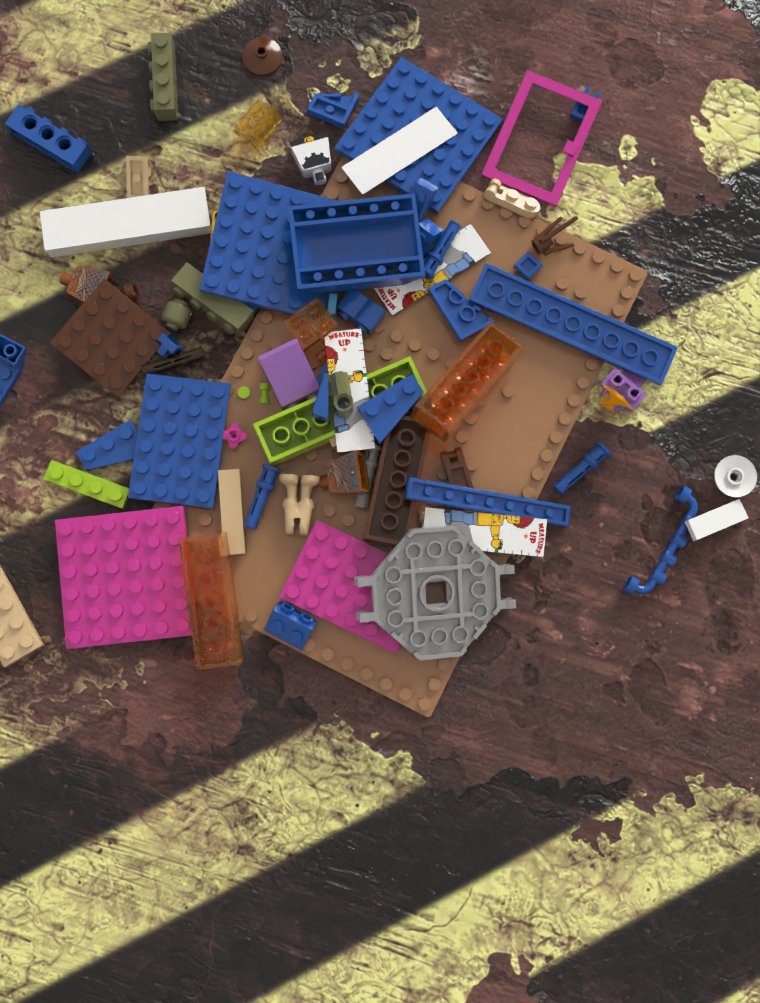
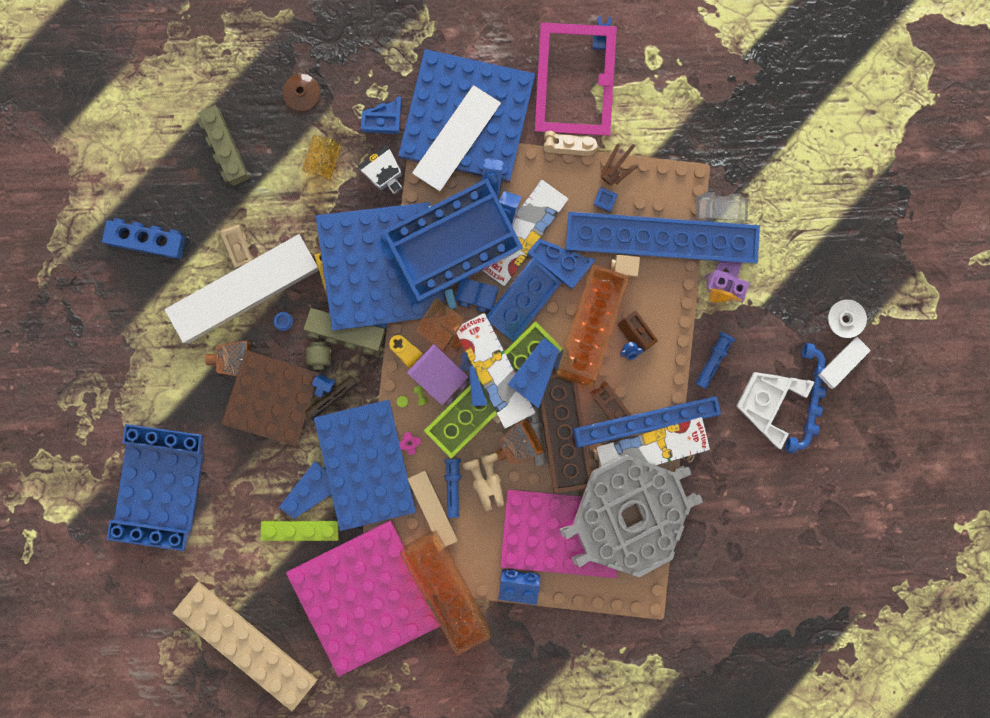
camera: 15 degrees left, 5 degrees up
(131, 292) = (271, 350): reddish brown plate -> none
(154, 269) = (283, 321): none -> blue plate
(267, 341) = (408, 353): none -> yellow piece
(341, 393) = (489, 376): olive piece -> none
(406, 332) = (523, 300): none -> blue plate
(435, 257) = (522, 223): blue pin -> none
(497, 426) = (631, 351): none -> blue plate
(511, 410) = (637, 331): none -> reddish brown slope
(526, 336) = (626, 265): none -> tan brick
(618, 527) = (763, 398): none -> white wing
(640, 314) = (726, 208): none -> clear brick

